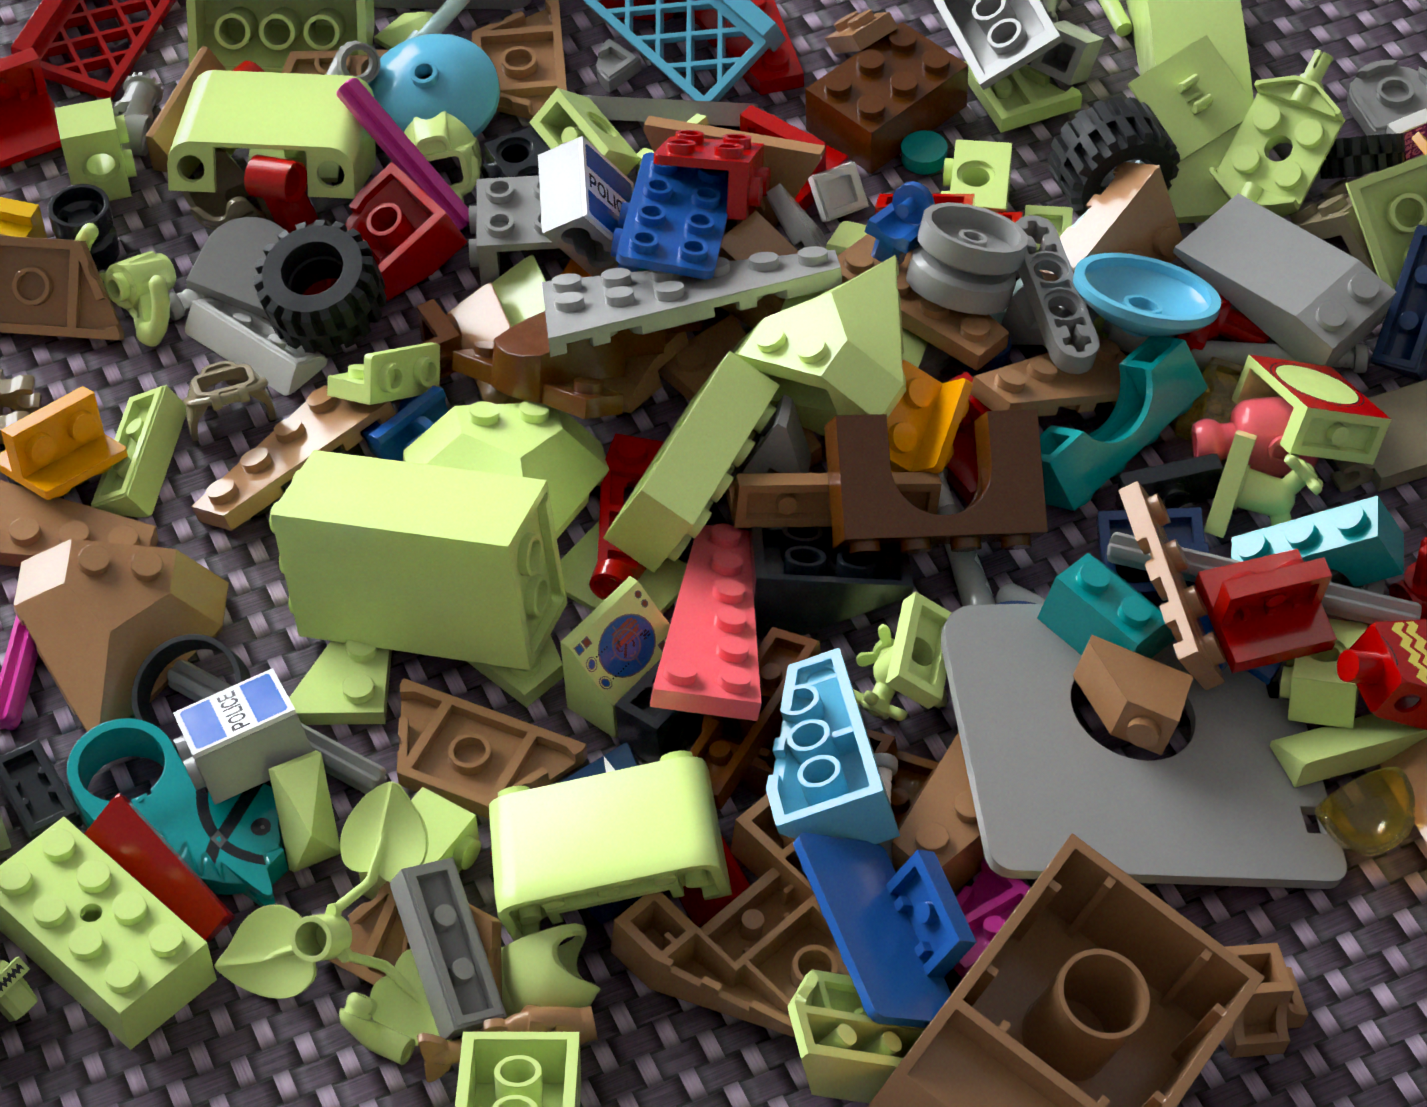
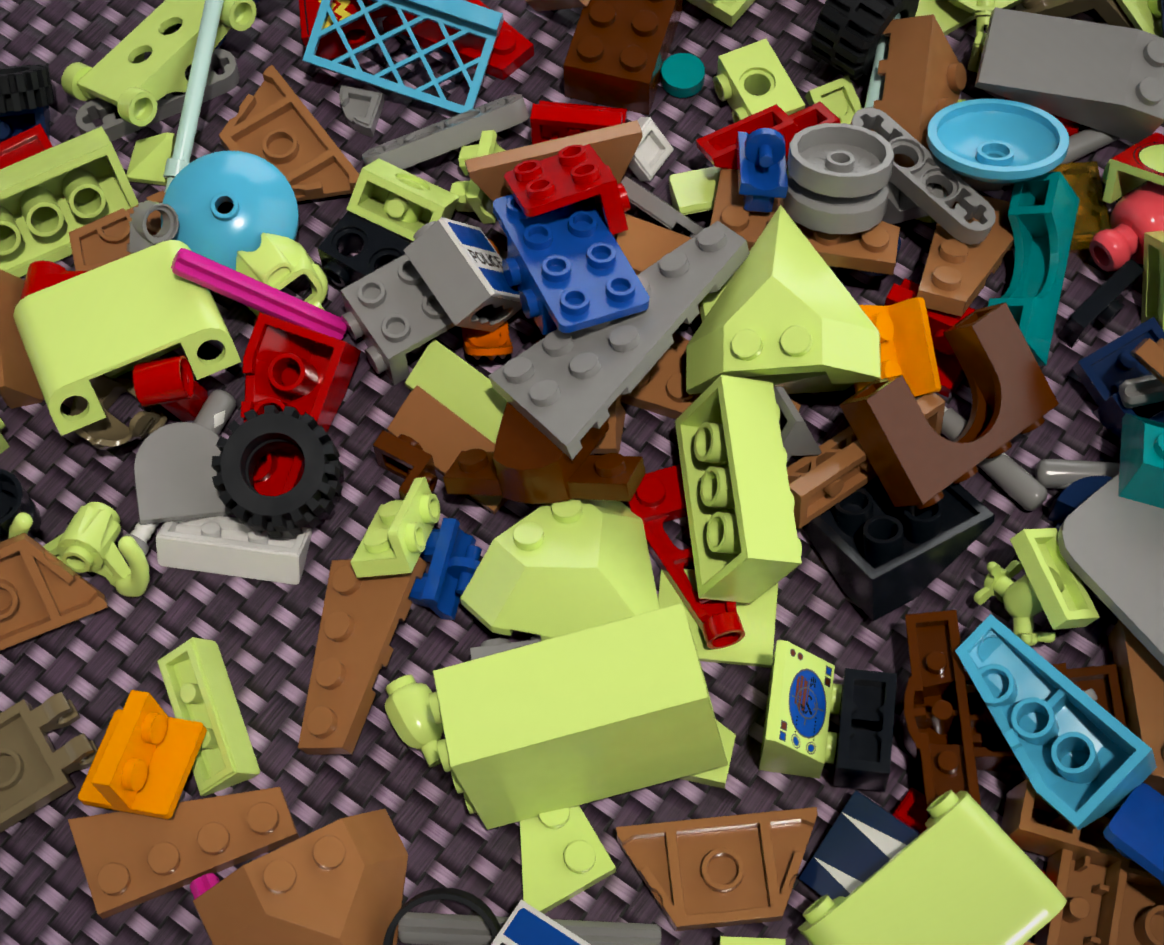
camera: 30 degrees left, 15 degrees up
(242, 383) = (237, 608): dark tan helmet -> none
(712, 637) = (897, 684): coral wing -> none

